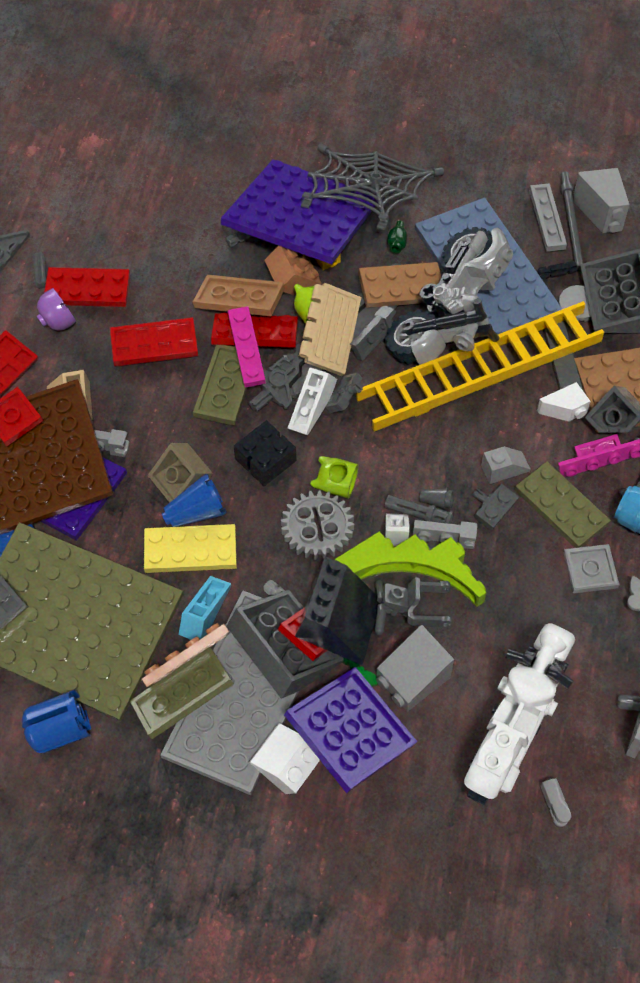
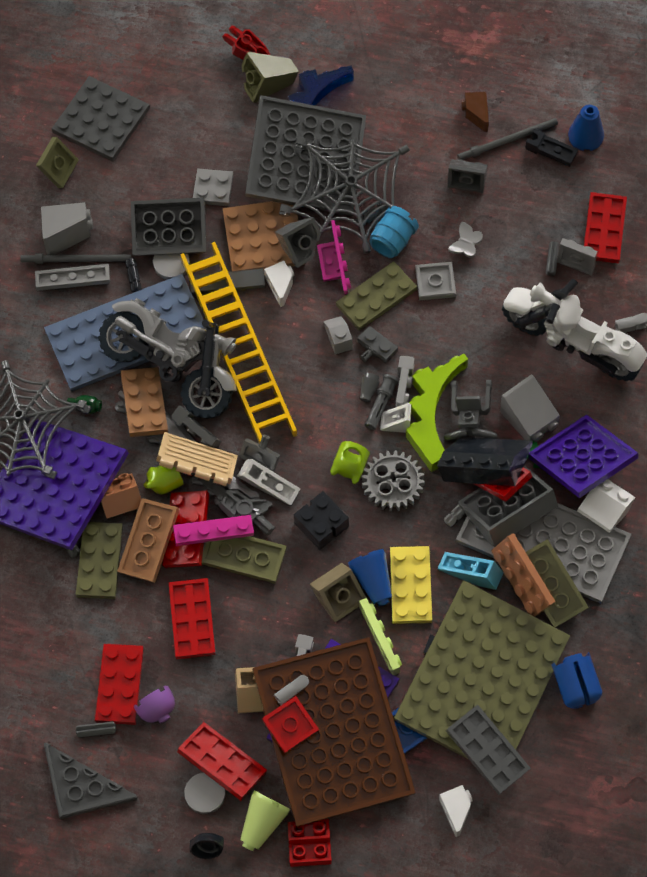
camera: 85 degrees left, 5 degrees up
(50, 414) = (291, 689): none -> light grey bar
(123, 515) = (377, 628): none -> yellowish green plate
(222, 260) = (99, 560): none -> olive plate

